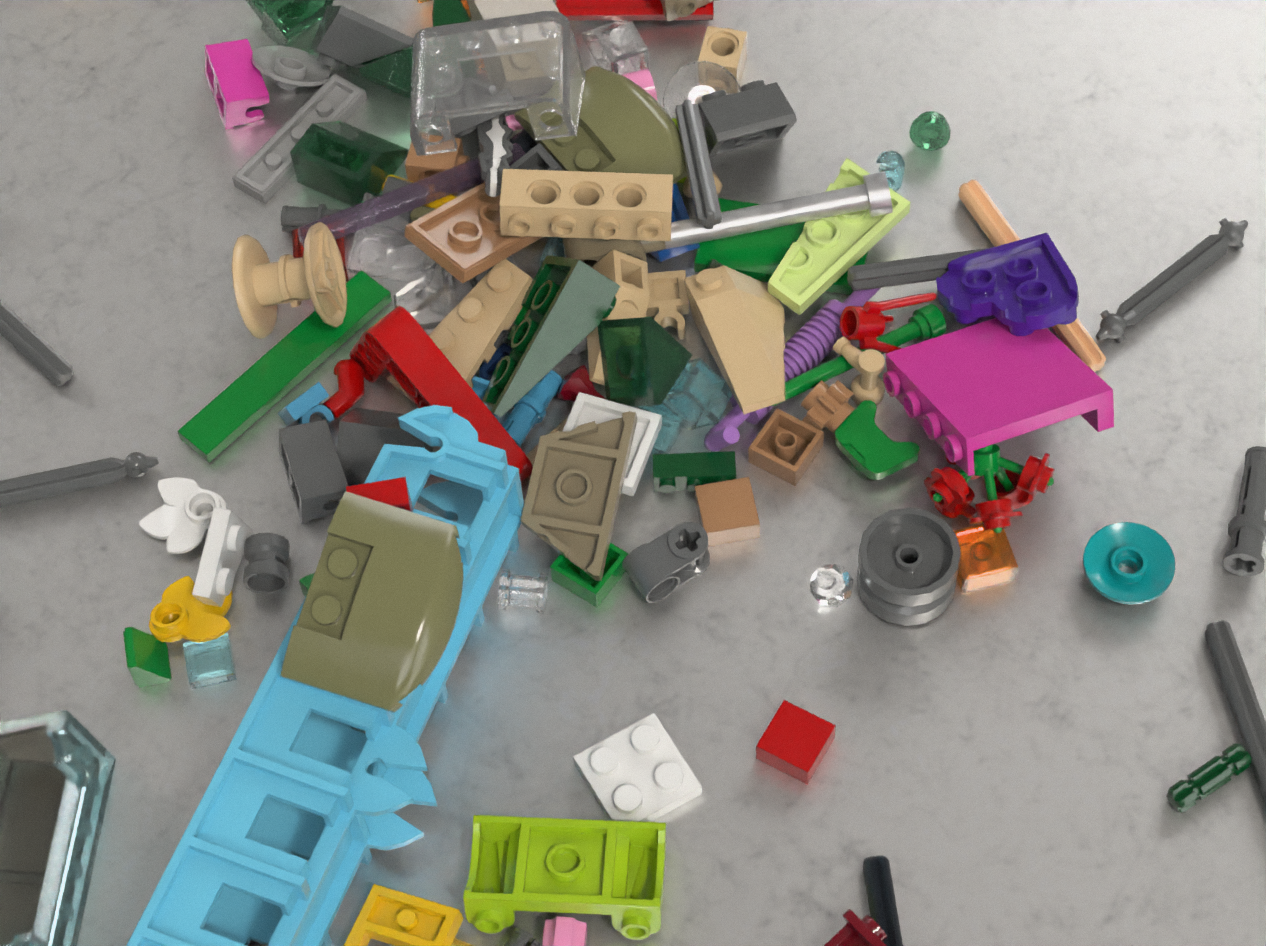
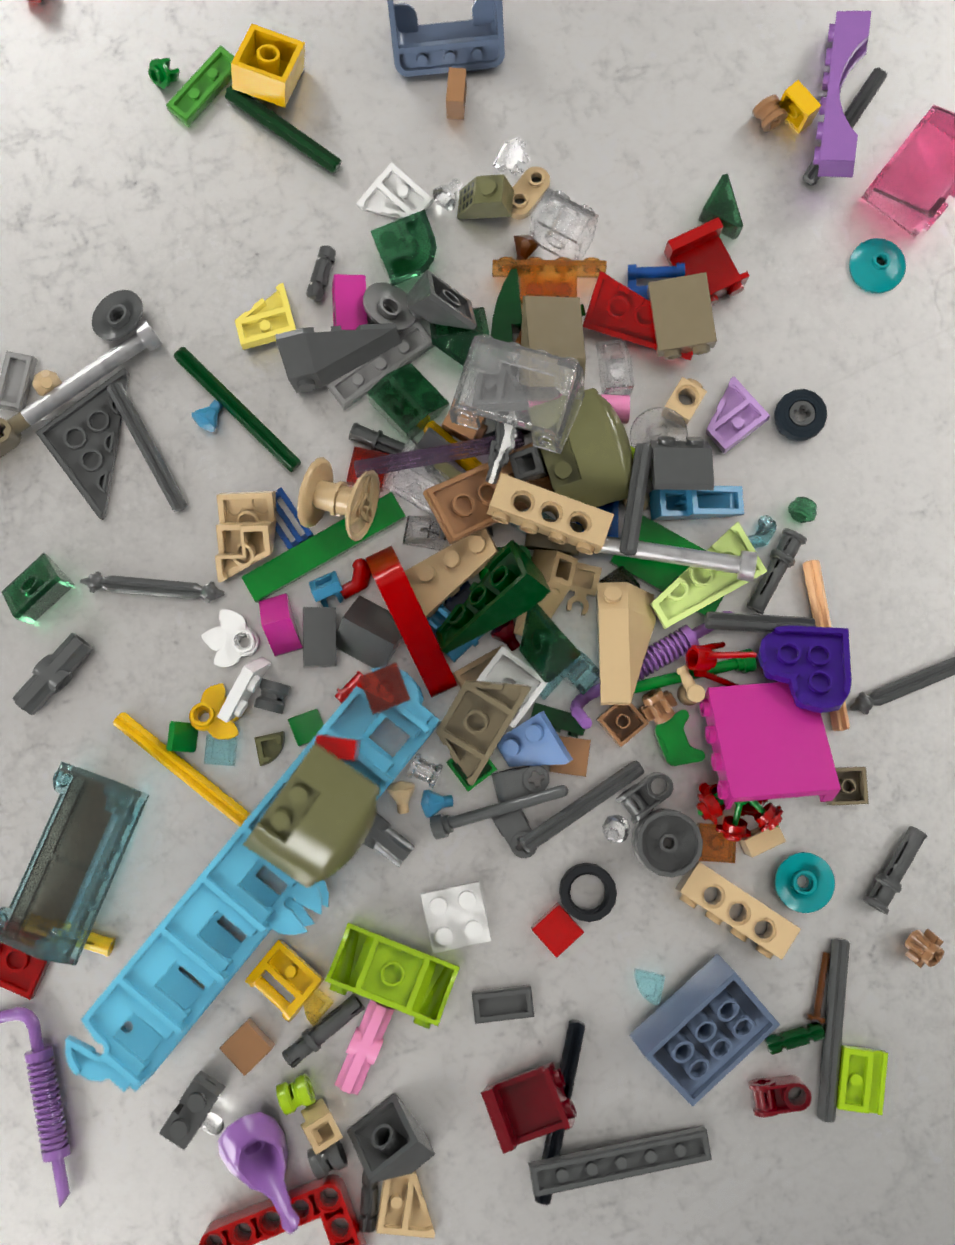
camera: 15 degrees right, 25 degrees up
(74, 261) = (207, 416): none -> dark azure rock
(116, 241) = (237, 409): none -> dark green axle
(128, 130) = (265, 320): none -> light yellow wing
(138, 697) = (181, 768): none -> yellow axle
(165, 371) = (244, 530): none -> tan slope
(186, 60) = (321, 273): none -> dark grey axle
(198, 329) = (299, 539): none -> blue tile
(224, 130) = (322, 357): none -> dark grey wedge
(254, 477) = (279, 625): none -> dark pink slope
(274, 630) = (269, 747): none -> olive tile
(426, 427) = (385, 688): none -> clear red piece
(481, 693) = (388, 841): none -> dark grey piece
(499, 633) = (401, 794): none -> tan rock
(550, 629) = (433, 802): none -> dark azure rock
(577, 651) = (443, 825): none -> dark grey piece
(665, 499) = (533, 744): none -> medium blue wing
(685, 626) = (513, 826): none -> dark grey piece
(752, 873) = (502, 1004): none -> dark grey tile
(766, 559) = (581, 806): none -> dark grey axle
(782, 164) = (696, 504): none -> dark azure slope
(799, 57) = (735, 417): none -> lavender wing
(827, 643) = (592, 914): none -> black tyre
(844, 527) = (644, 796): none -> dark grey piece
(886, 18) = (810, 425): none -> black bush
(926, 193) = (782, 559): none -> dark grey pin
(963, 775) = (650, 985): none -> clear light blue tile
(1042, 525) = (761, 841): none -> tan piece
(1069, 616) = (779, 932): none -> tan brick
(1070, 805) = (704, 1030): none -> sand blue slope
(1137, 431) = (853, 786): none -> dark tan piece
(1210, 861) = (776, 1095): none -> dark red piece
(1226, 736) = (820, 990): none -> reddish brown piece

